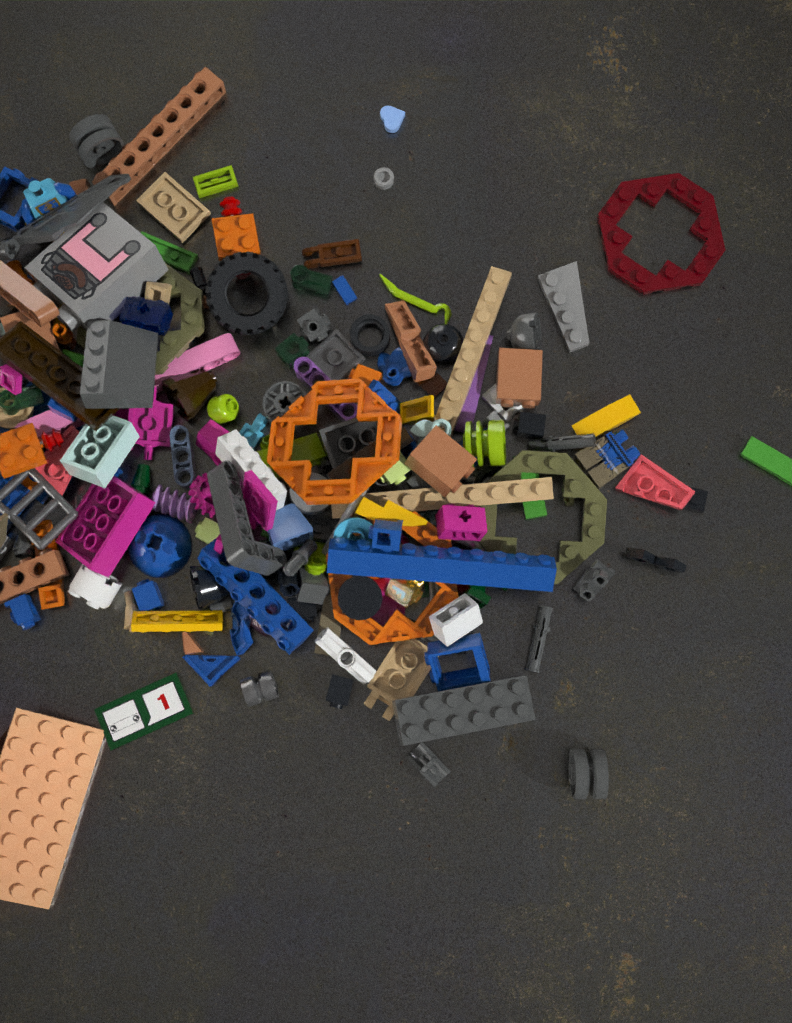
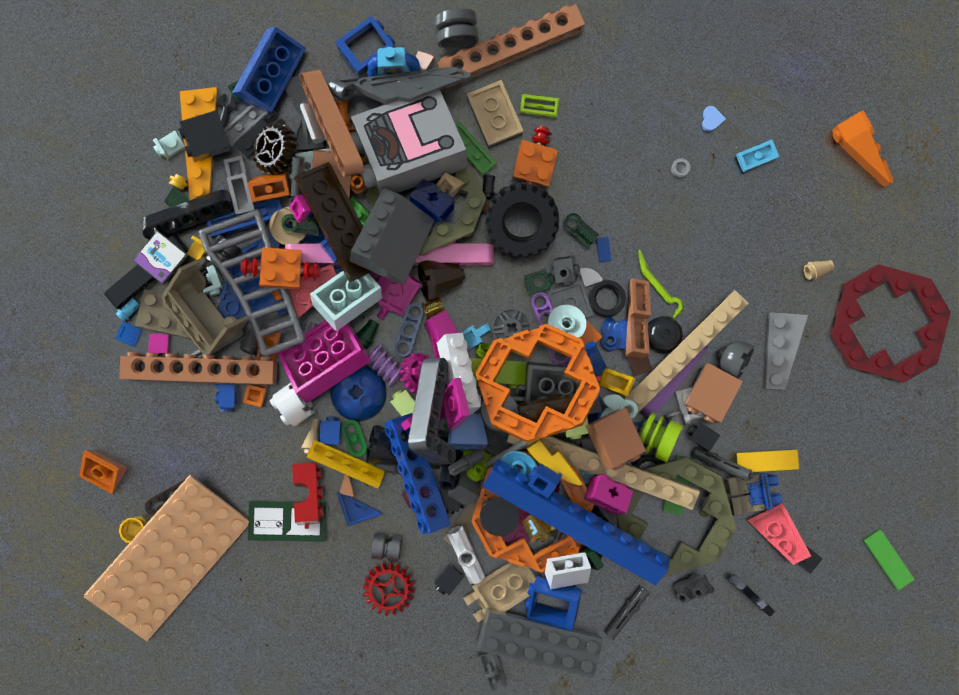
camera: 25 degrees right, 5 degrees up
(160, 687) = (309, 510): none -> red arch
(176, 593) = (354, 438): none -> green plate
(196, 423) = (433, 307): none -> clear yellow bush
(223, 408) = (459, 305): lime head -> none
(240, 633) = (391, 494): blue tile -> none
(281, 719) = (380, 585): none -> red gear
(333, 253) = (609, 215): reddish brown hinge -> none
(339, 367) = (570, 315): none -> light aqua dish
(342, 322) = (589, 277): none -> white tile
(453, 132) = (757, 155): none -> medium azure plate
(544, 75) = (857, 140): none -> orange wedge
(564, 213) = (817, 269): none -> tan cone

